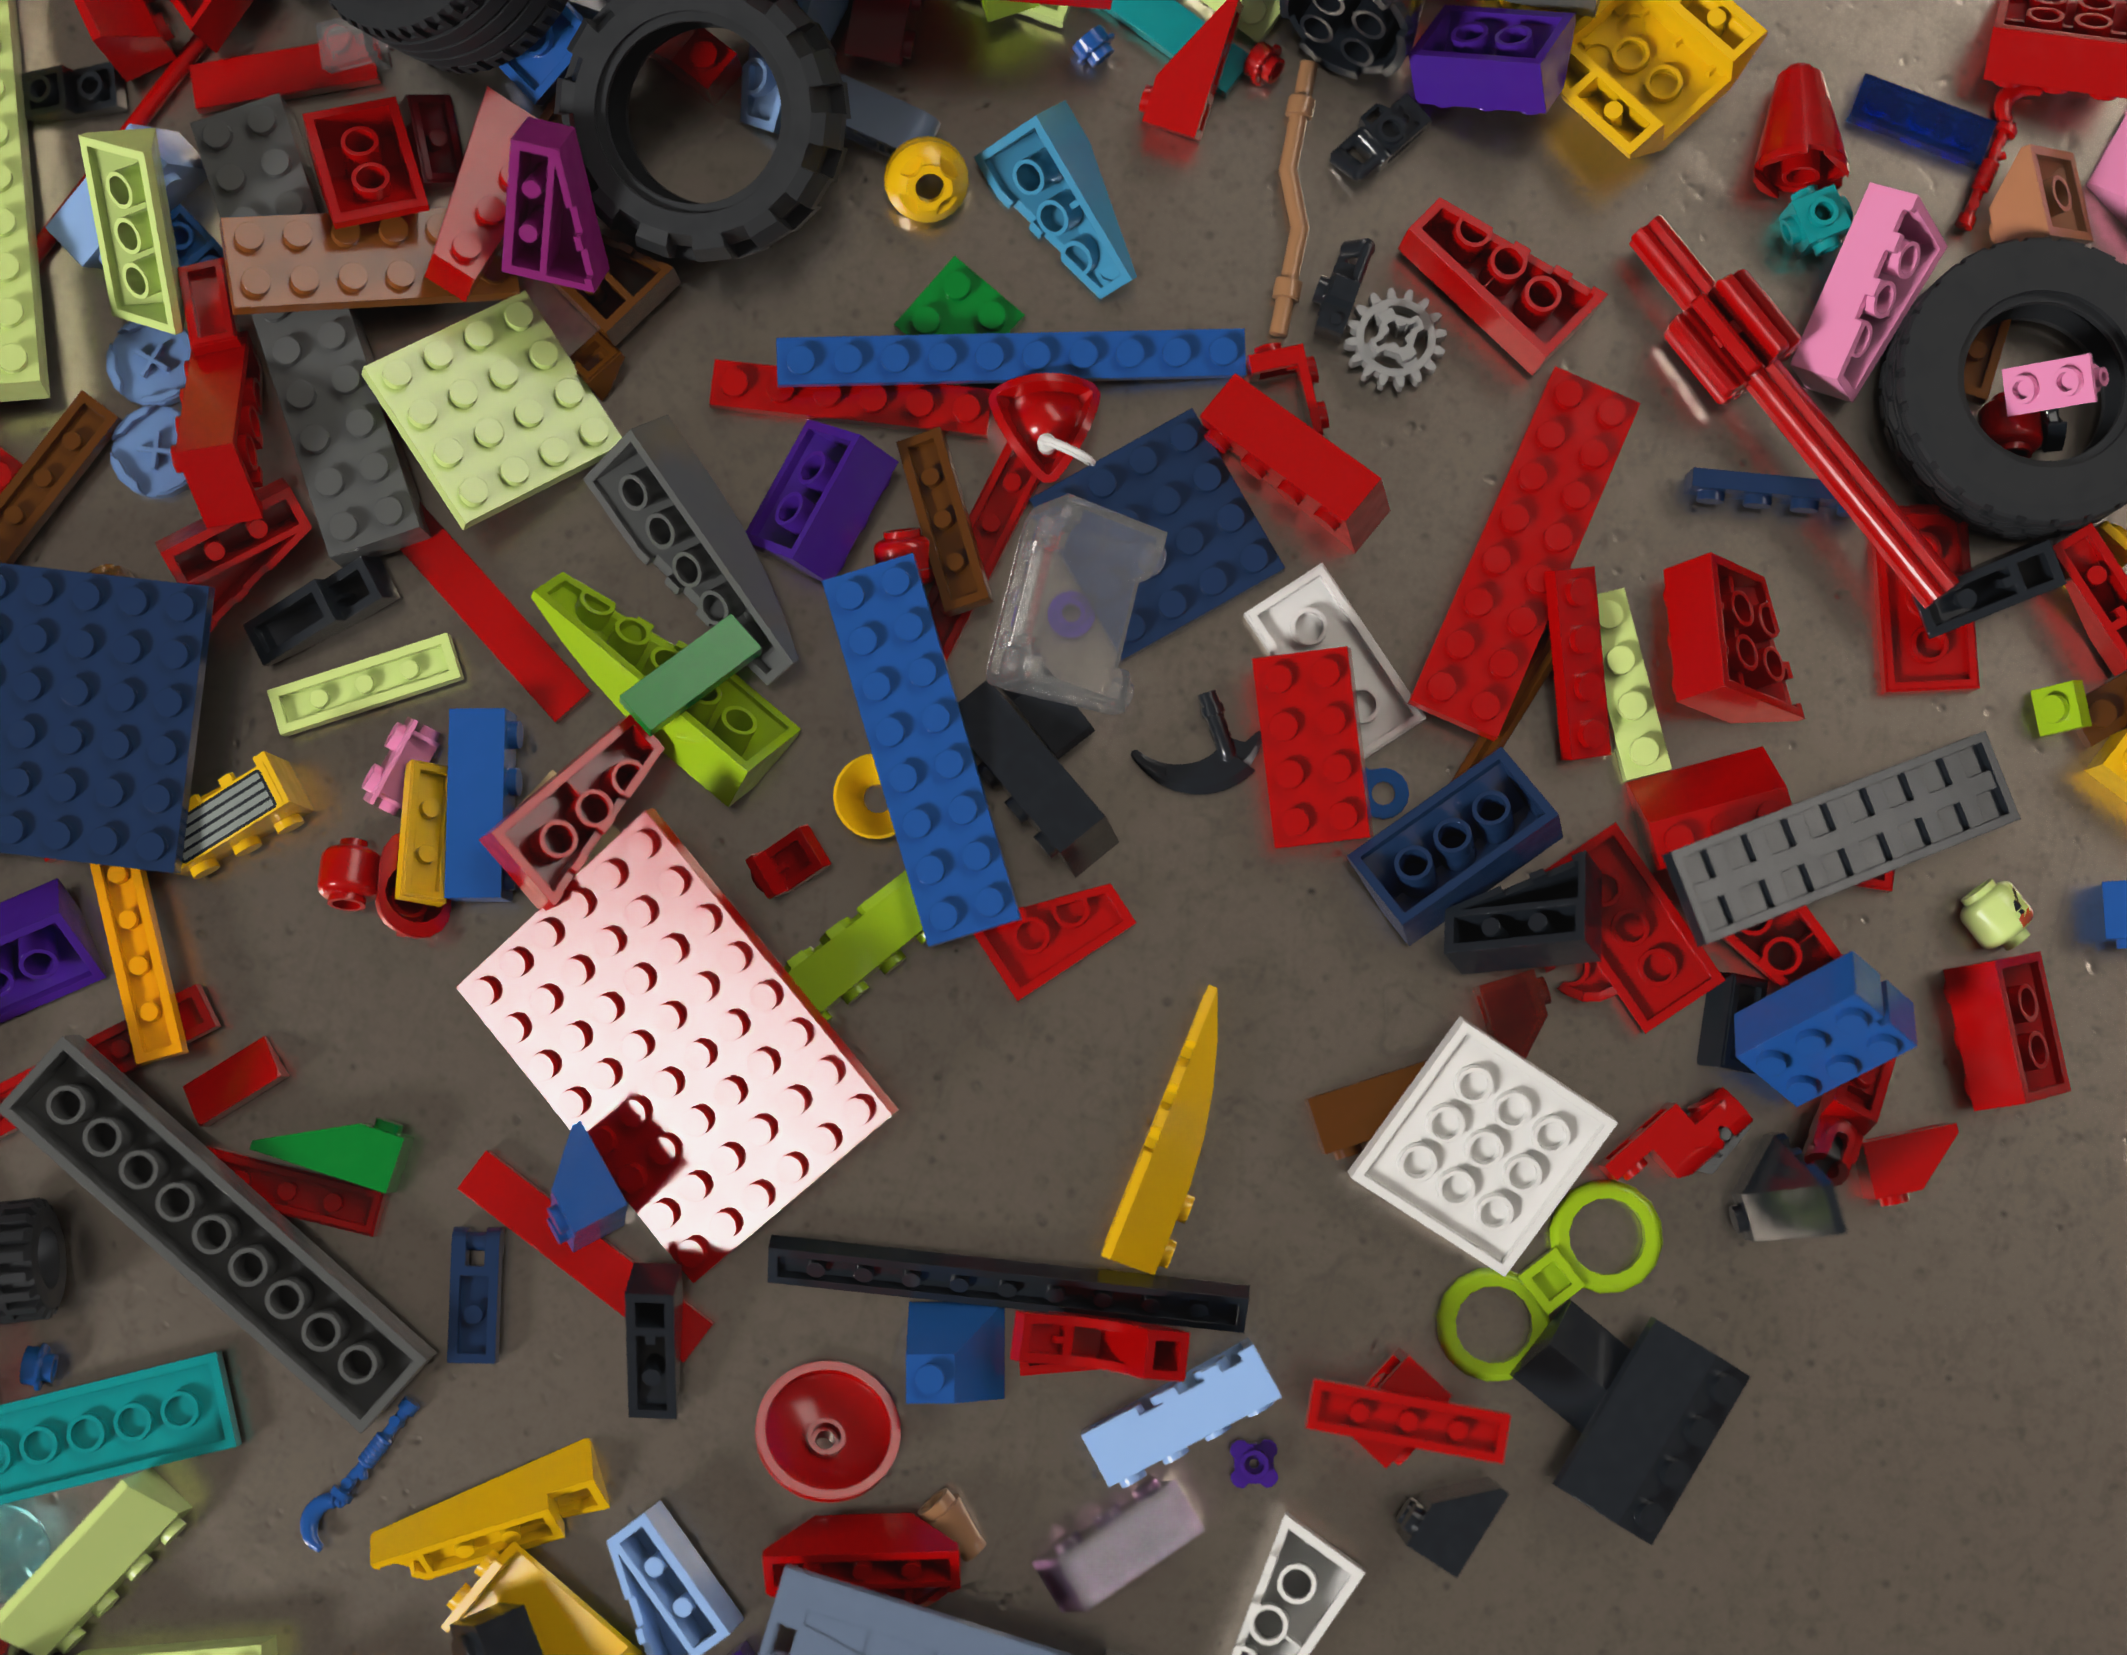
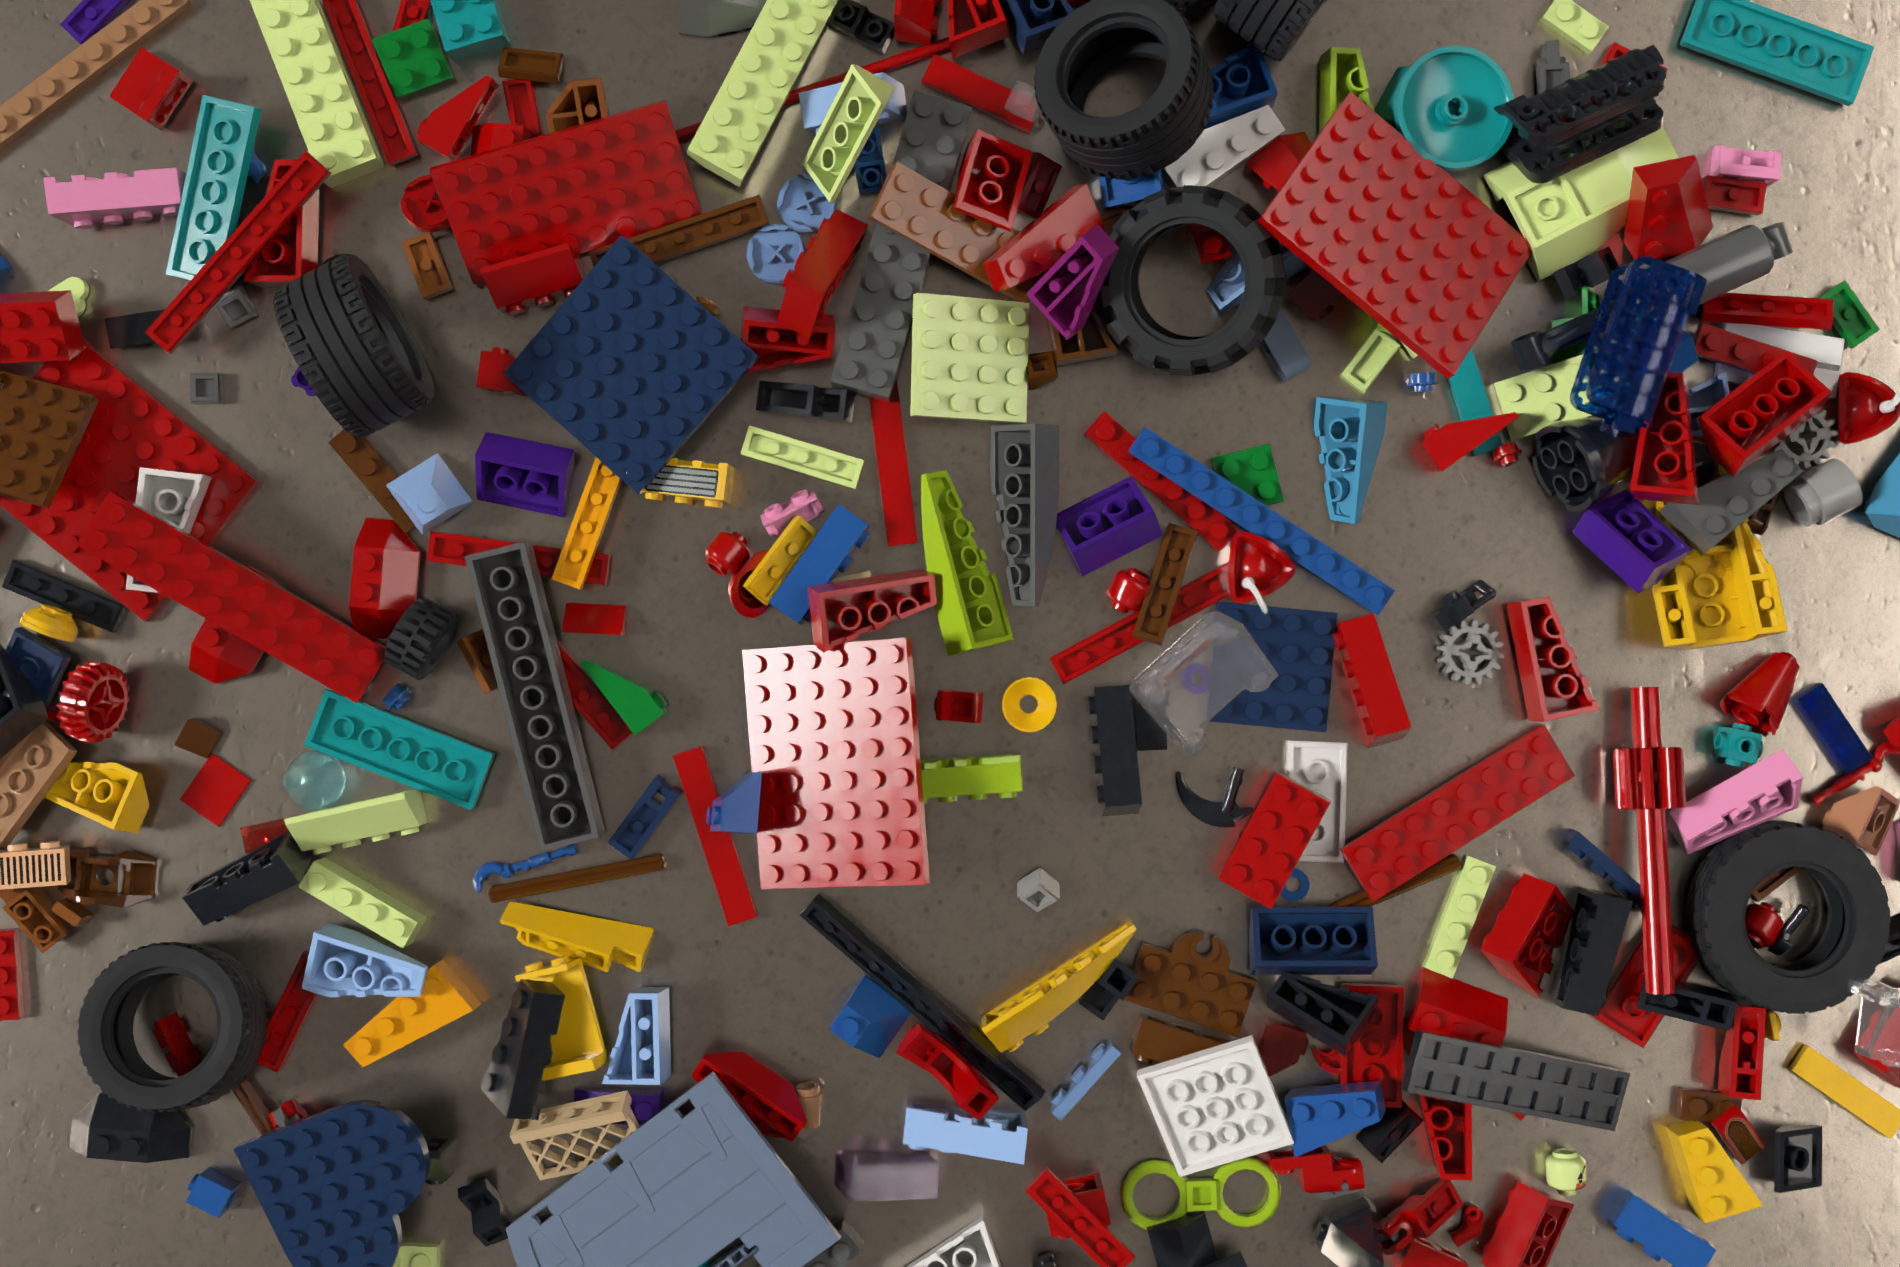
camera: 25 degrees right, 5 degrees up
(110, 1236) = (477, 655): none -> dark orange plate
(208, 307) = (857, 198): red tile -> none
(439, 1440) = (576, 878): none -> reddish brown axle
(654, 1339) = (721, 906): black slope -> none
(690, 675) = (977, 576): green tile -> none
(833, 1404) = (796, 1013): red dish -> none
(921, 750) = (1070, 699): blue plate -> none
(922, 157) = (1283, 380): yellow piece -> none
(1010, 68) = (1370, 360): none -> yellowish green tile
(1054, 937) = (1066, 839): red wing -> none
(1058, 1030) = (1038, 890): none -> light grey slope
(1238, 1092) = (1110, 987): none -> black slope
(1244, 1453) = (983, 1171): dark purple plate -> none
(1274, 362) = (1398, 618): red bracket -> none
(1289, 1235) = (1084, 1079): none -> medium blue plate
(1299, 111) = (1507, 492): medium nougat bar -> none
(1342, 1013) = (1192, 984): none -> reddish brown plate
(1383, 139) = (1539, 539): black piece -> none
(1577, 663) = (1443, 890): red plate -> none
(1637, 1048) = (1331, 1112): none -> blue wedge
(1819, 606) = (1591, 949): none -> black wedge
(1825, 1029) = (1435, 1173): blue piece -> none
(1929, 1074) = (1471, 1226): none -> red arm
(2052, 384) = (1799, 924): bright pink hinge -> none
(2061, 708) = (1678, 1089): lime plate -> none

